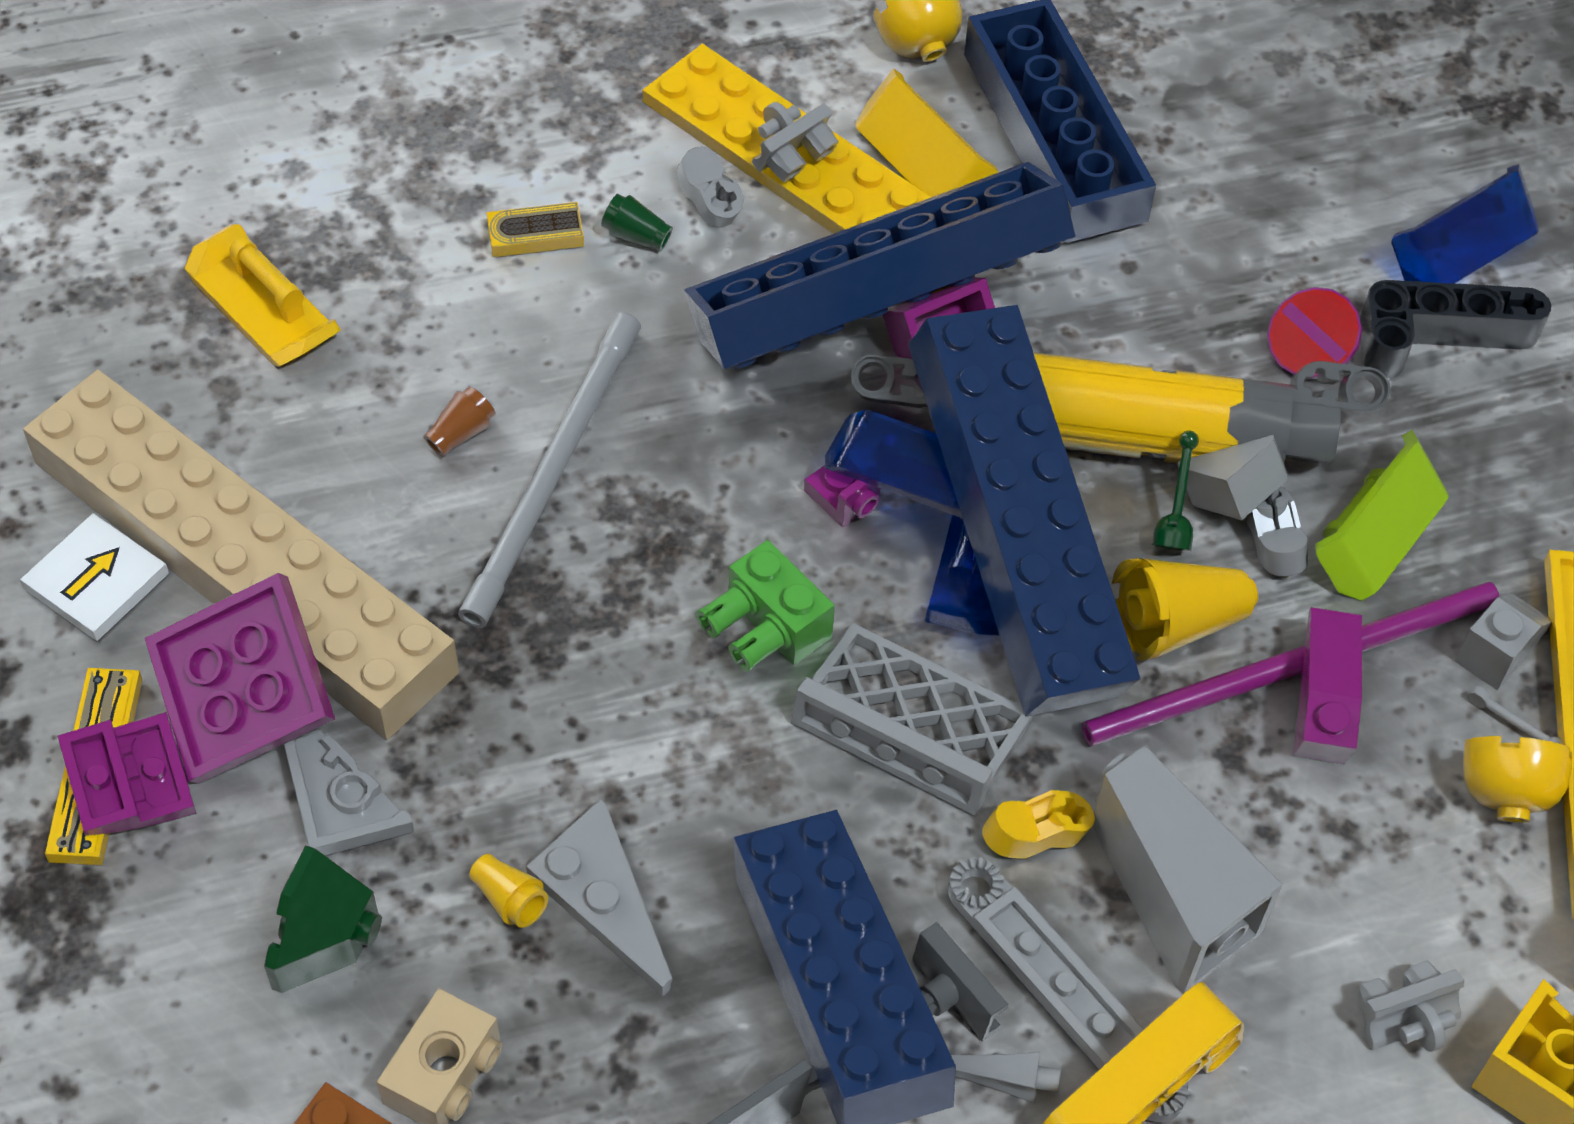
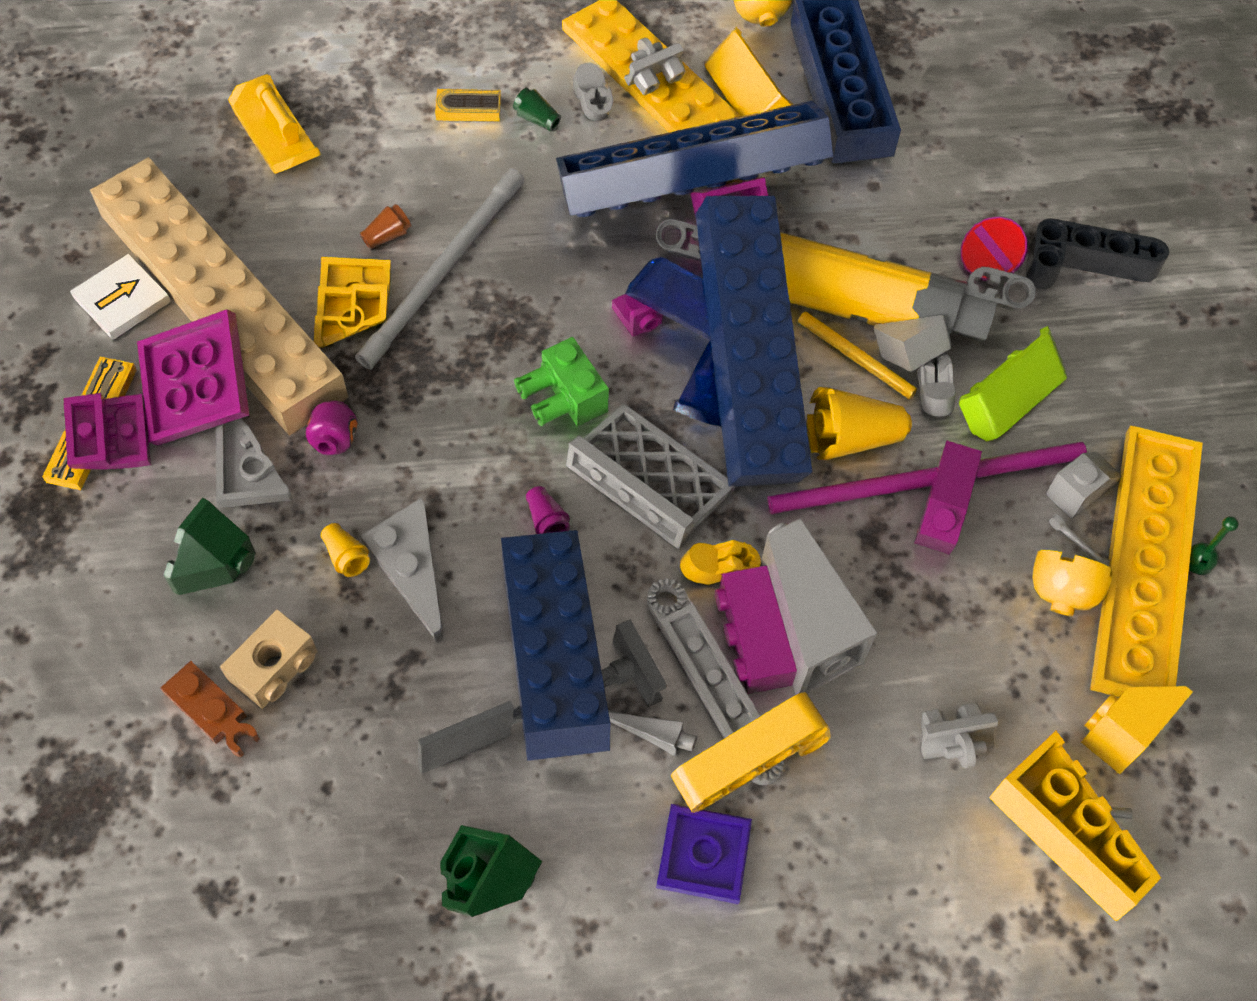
camera: 10 degrees right, 5 degrees up
(433, 529) = (350, 297): none -> yellow slope
(450, 717) = (331, 426): none -> magenta head
(781, 792) = (546, 512): none -> magenta cone
(1109, 909) = (755, 630): none -> magenta brick
(1158, 506) = (857, 355): none -> yellow bar
(1174, 529) = (863, 371): dark green hinge -> none
(1468, 232) = (1121, 193): clear blue piece -> none

